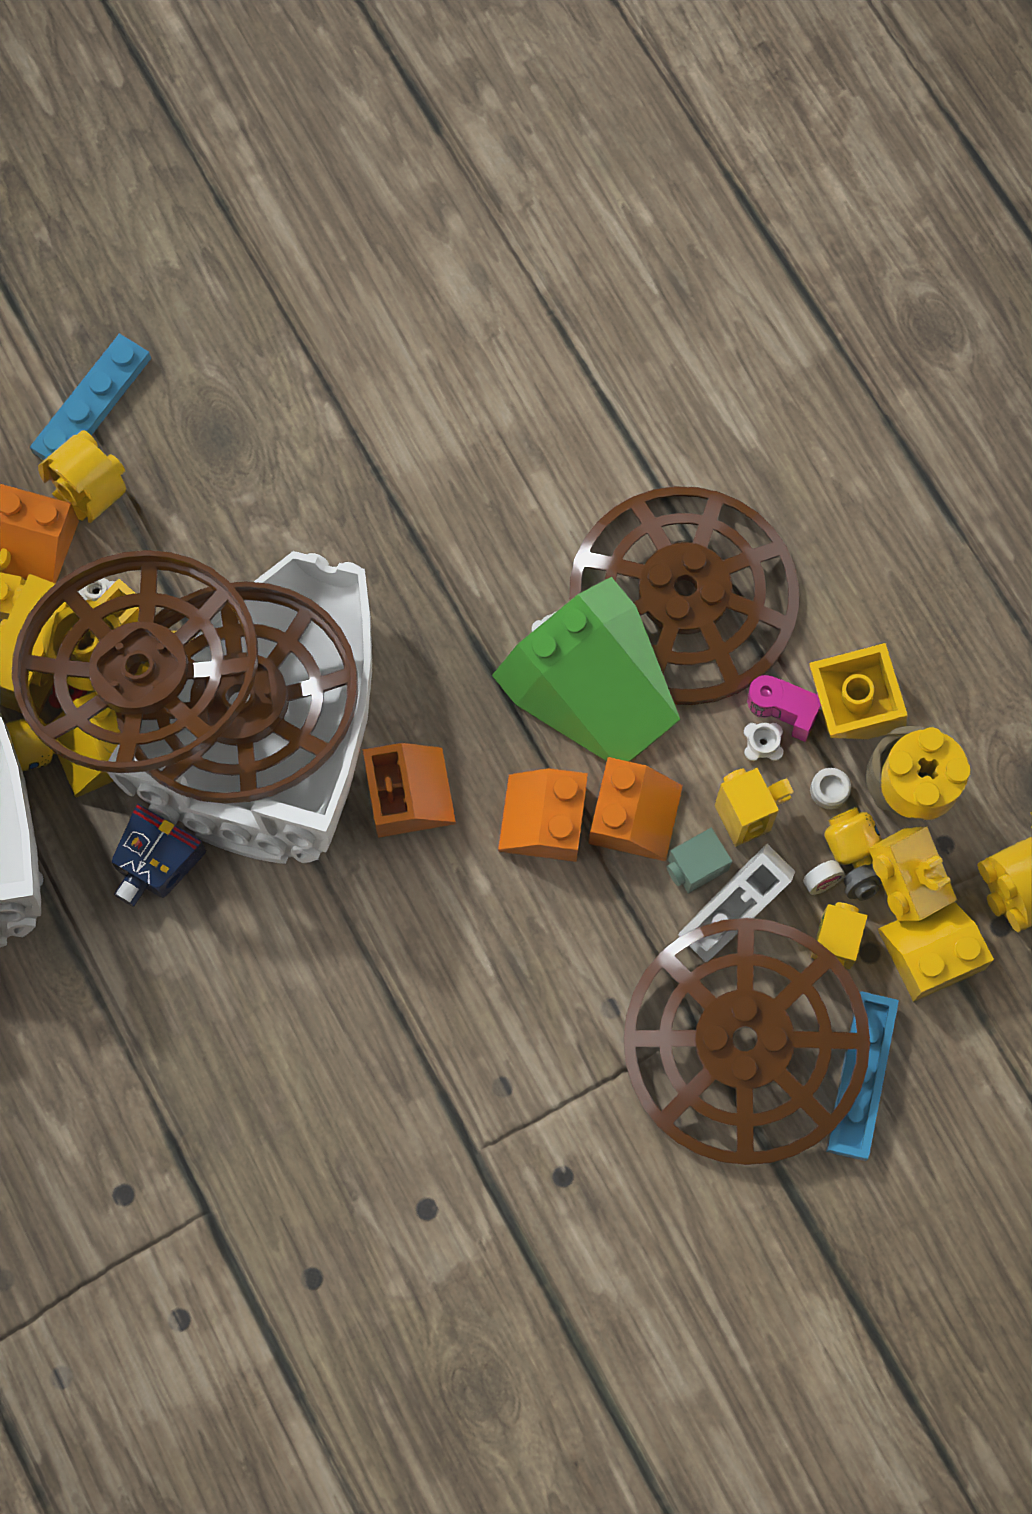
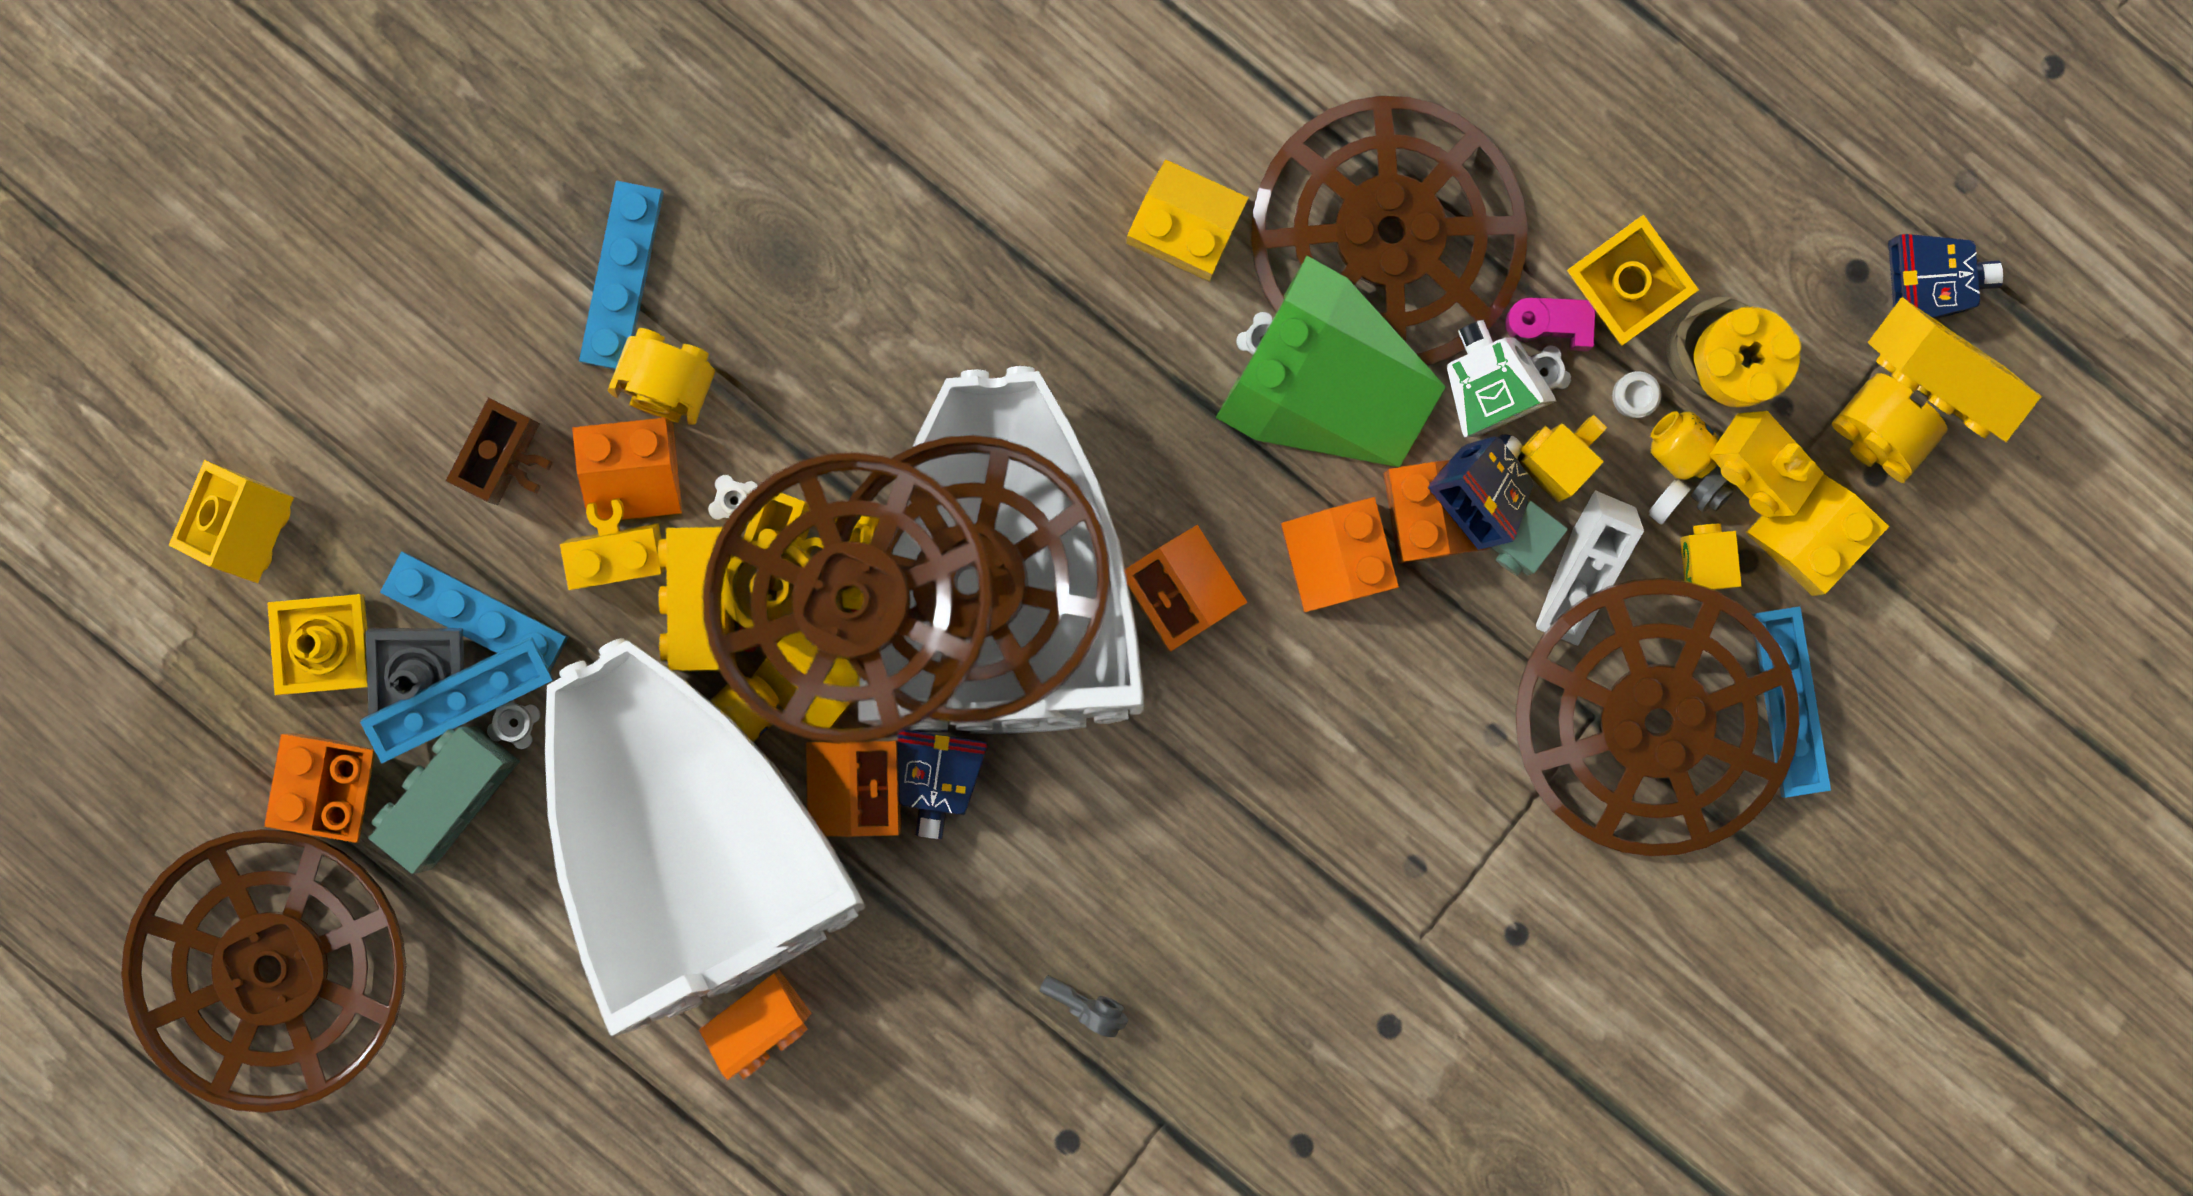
camera: 25 degrees left, 15 degrees up
(84, 838) = (854, 788): none -> orange slope
(195, 1098) = (1100, 1015): none -> dark grey plate
(530, 523) = (1186, 220): none -> yellow slope
(678, 805) = (1485, 490): none -> dark blue torso
(719, 729) = (1494, 382): none -> torso

